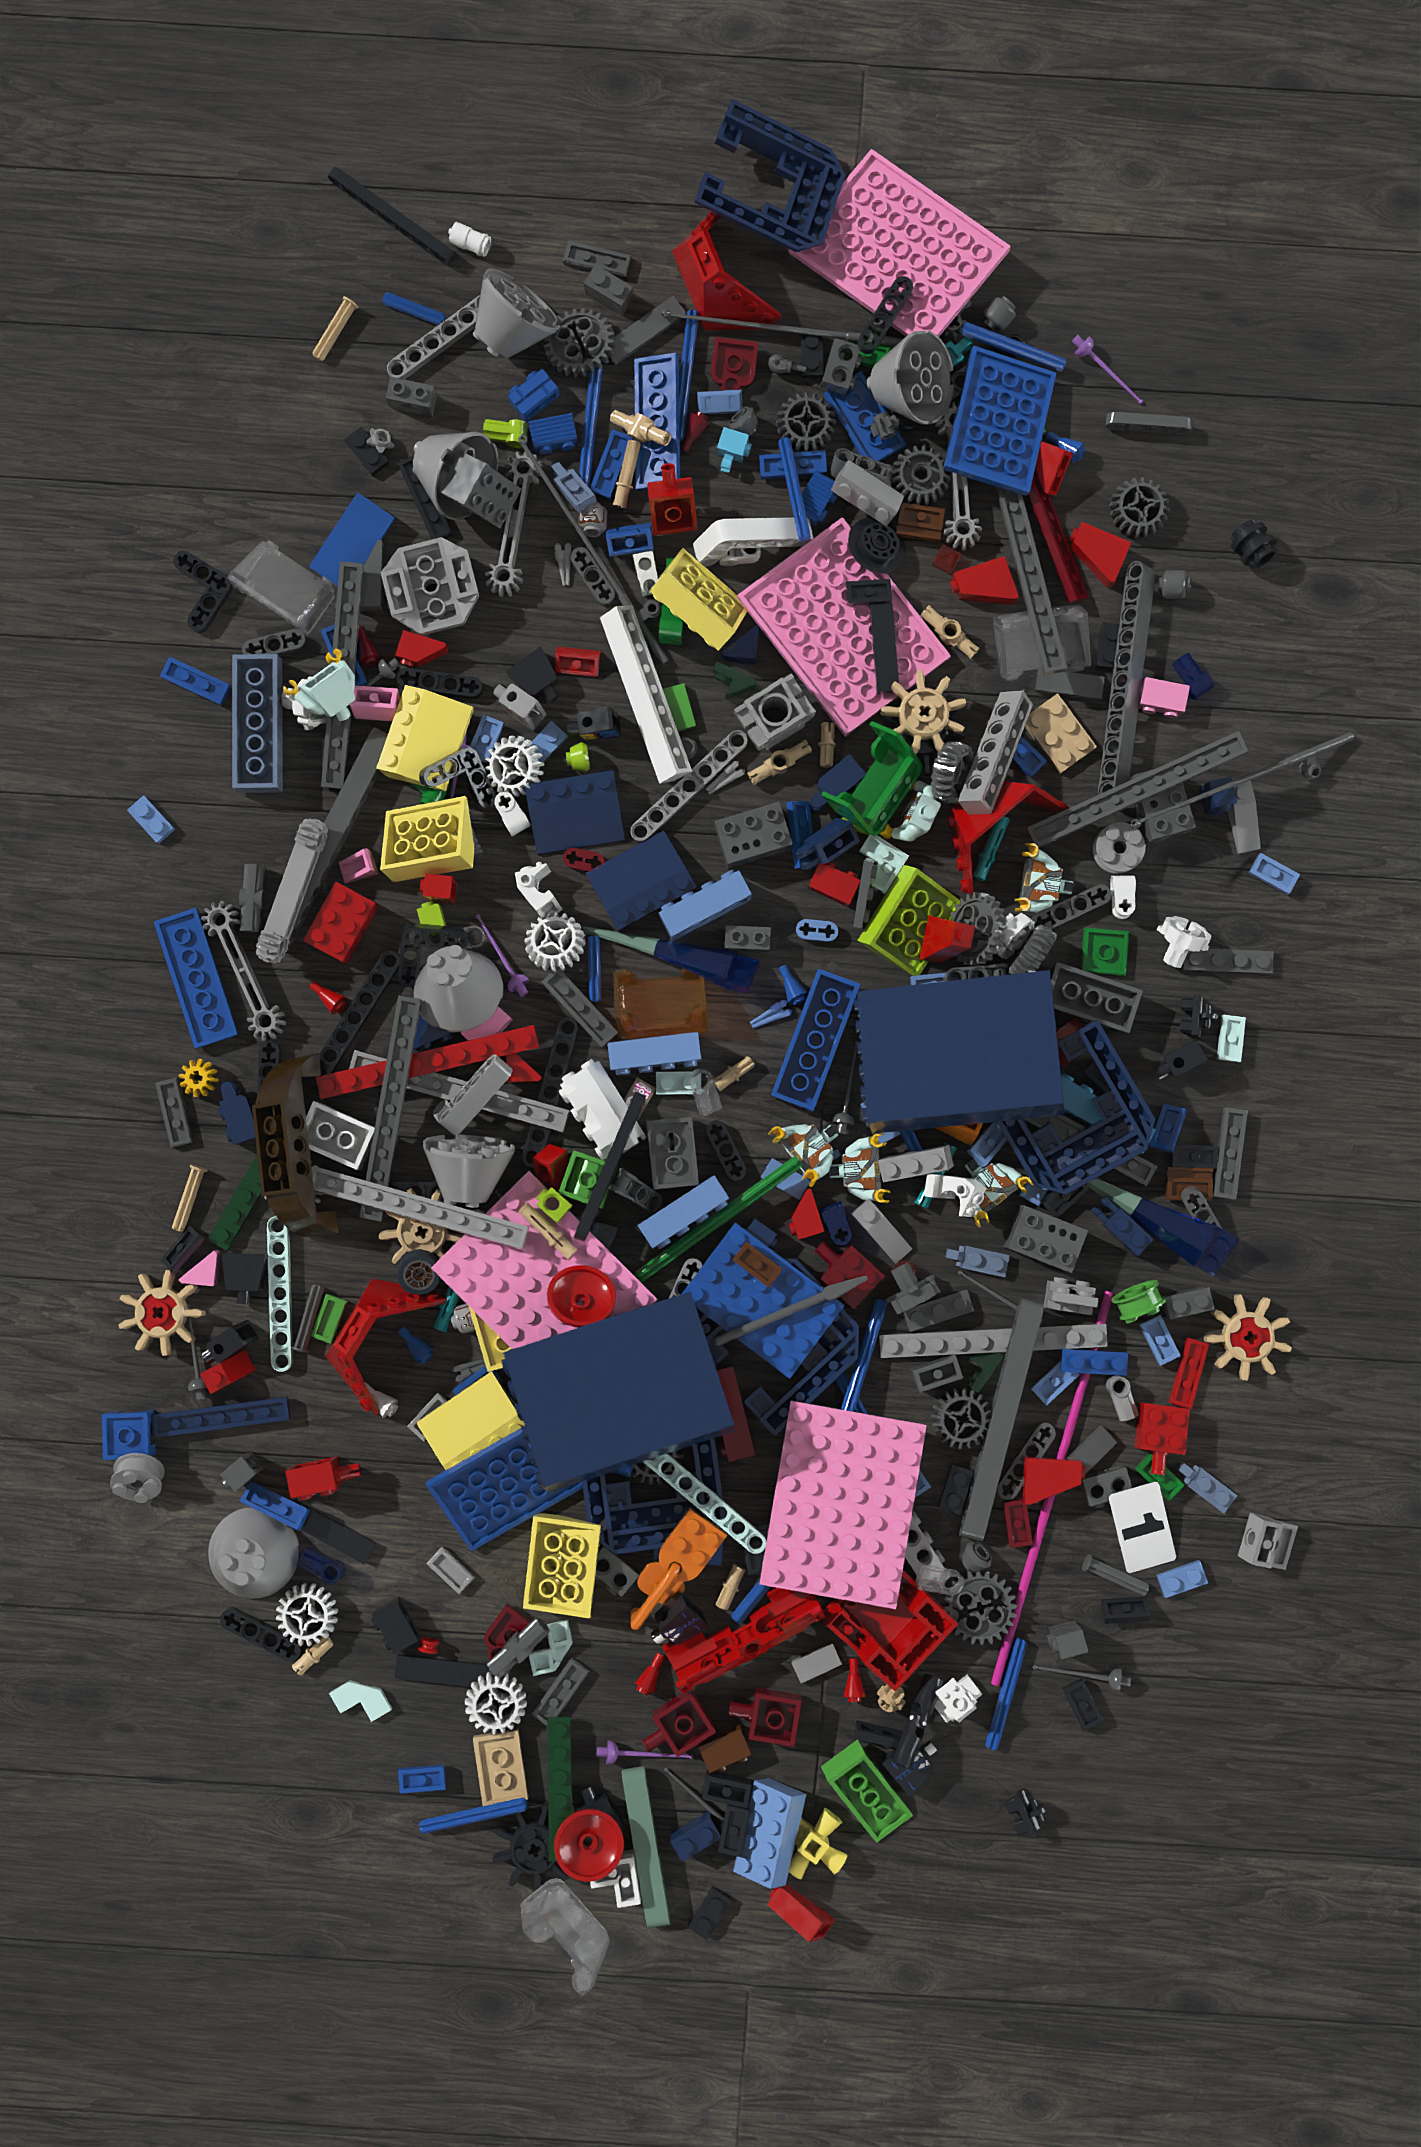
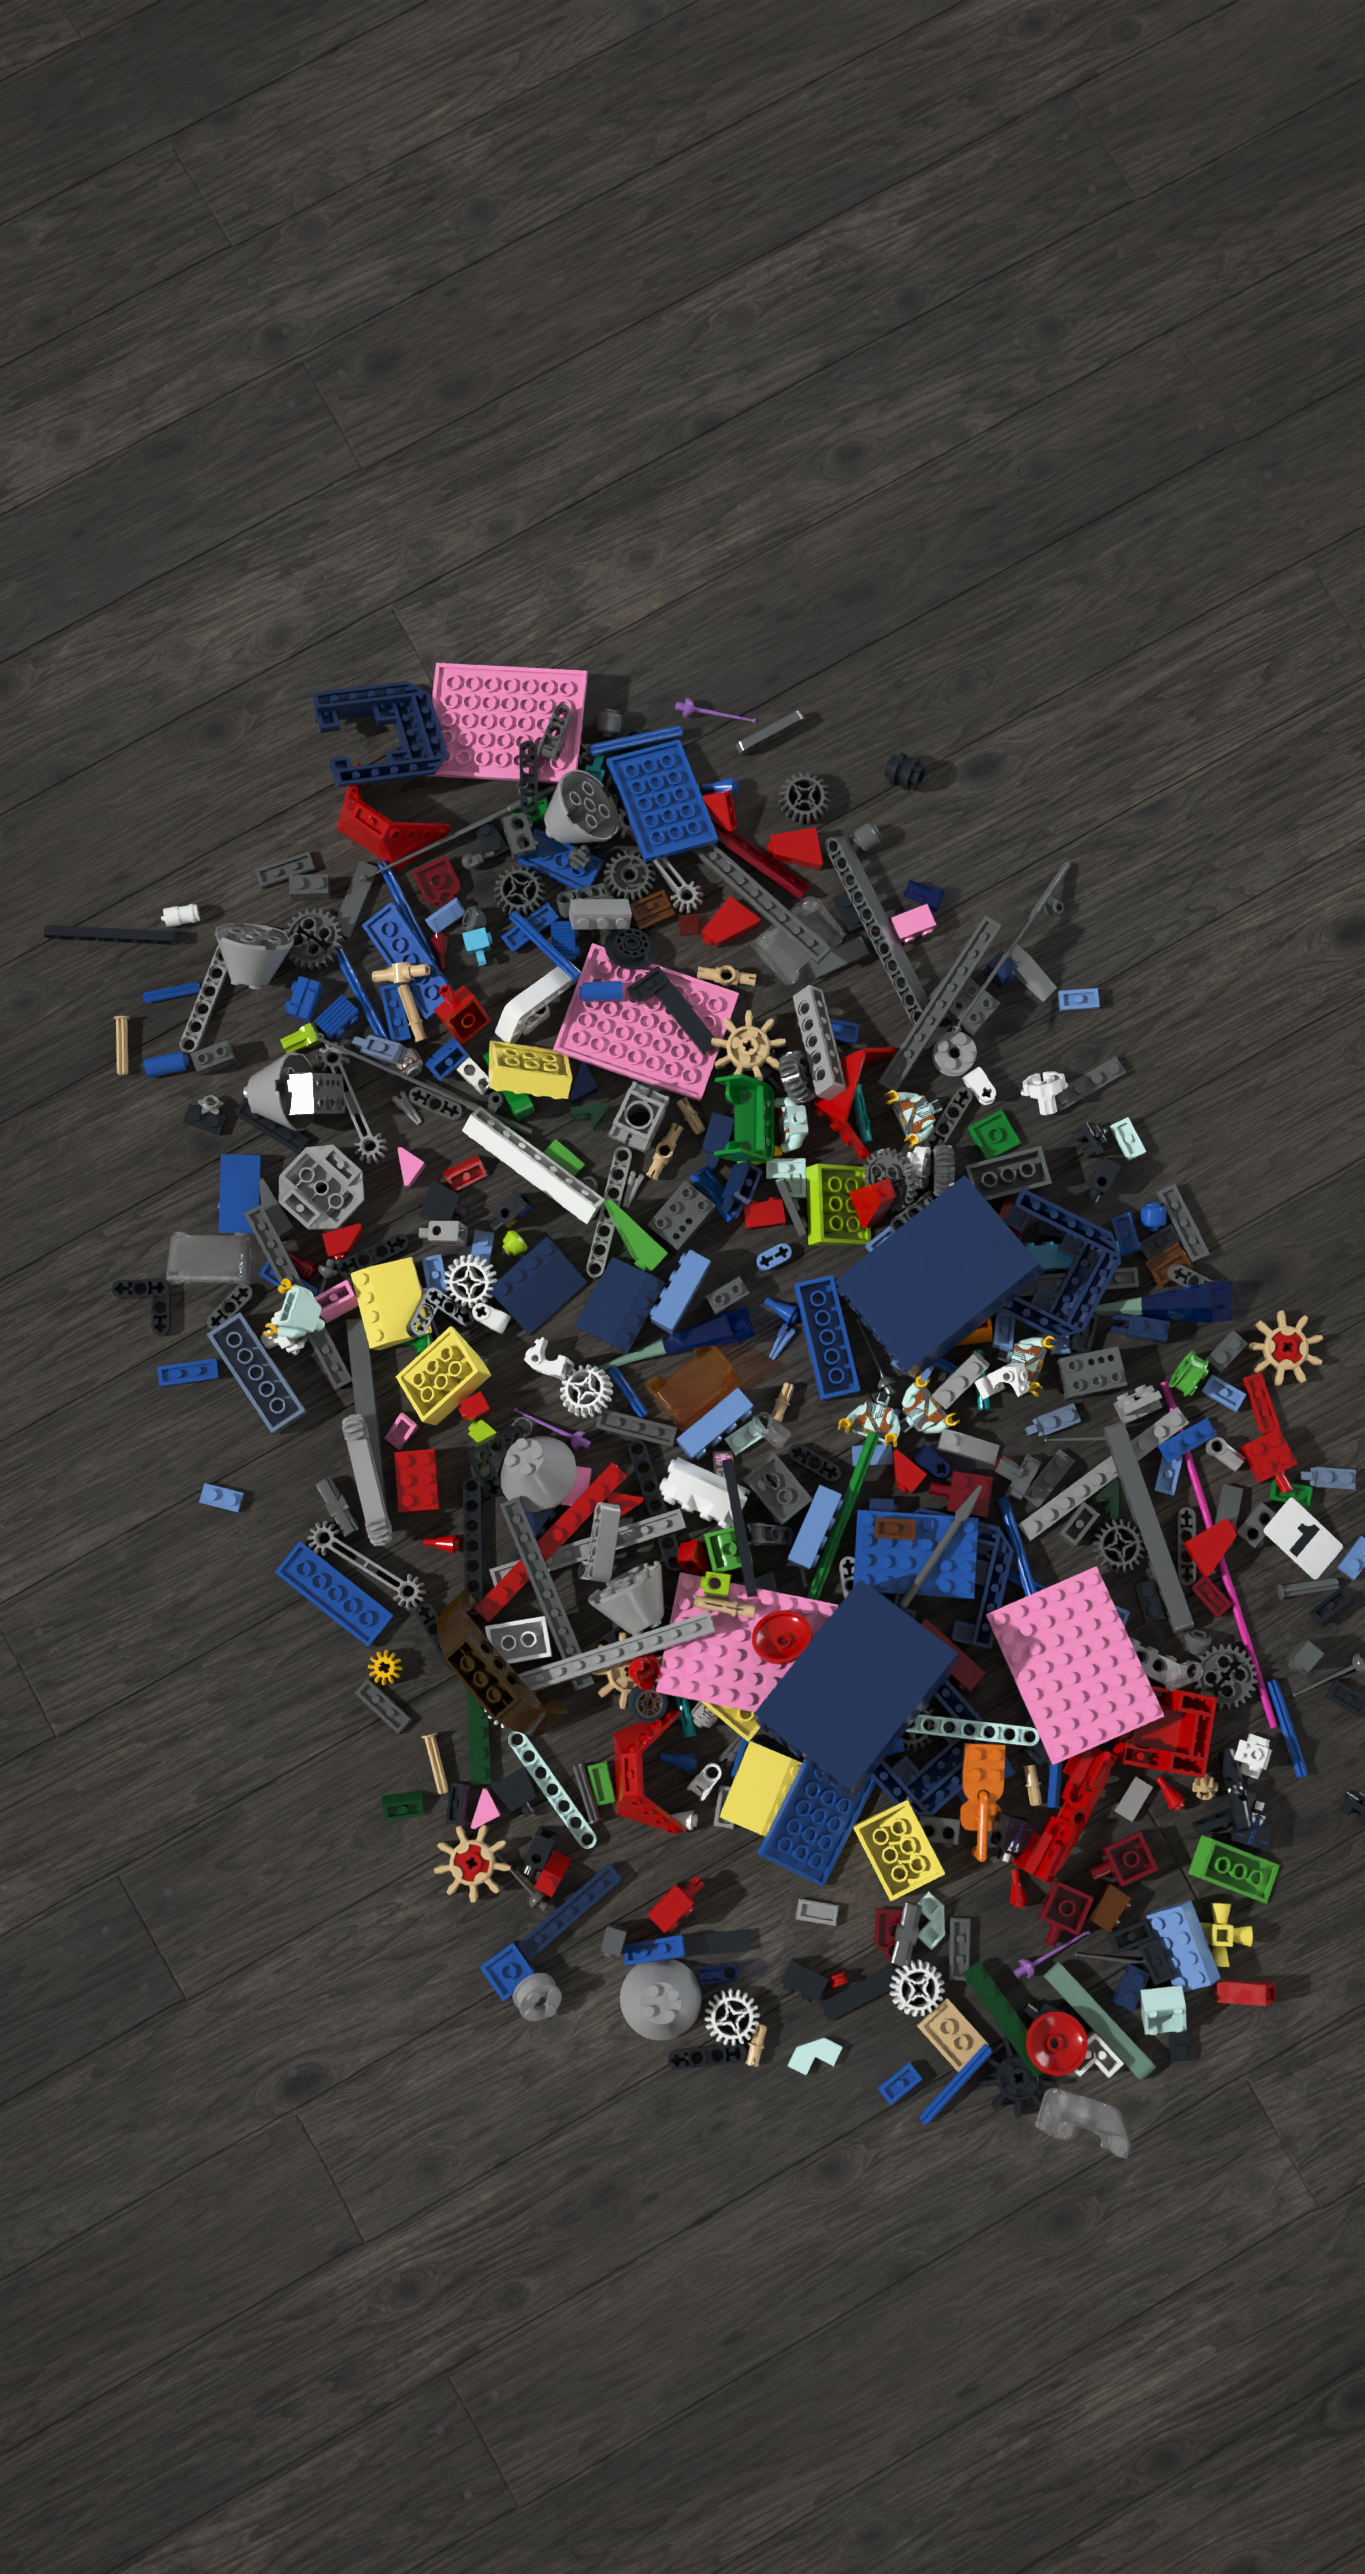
camera: 35 degrees left, 5 degrees down
(133, 1216) = (403, 1805): none -> dark green slope
(237, 1113) = (434, 1675): dark blue hinge -> none
(363, 374) = (166, 1064): none -> blue brick
(423, 1380) = (704, 1781): none -> white piece
(432, 1242) = (645, 1671): none -> red hair
(528, 622) = (410, 1167): none -> bright pink slope
(584, 854) = (564, 1313): dark red beam -> none
(696, 836) = (639, 1244): none -> bright green slope
(711, 1879) = (1163, 2010): none -> light aqua container
(819, 568) = (601, 991): none -> blue brick
(927, 297) = (552, 745): none -> dark grey piece
(1059, 733) = (855, 998): tan plate -> none
(1206, 1128) = (1153, 1216): none -> blue head

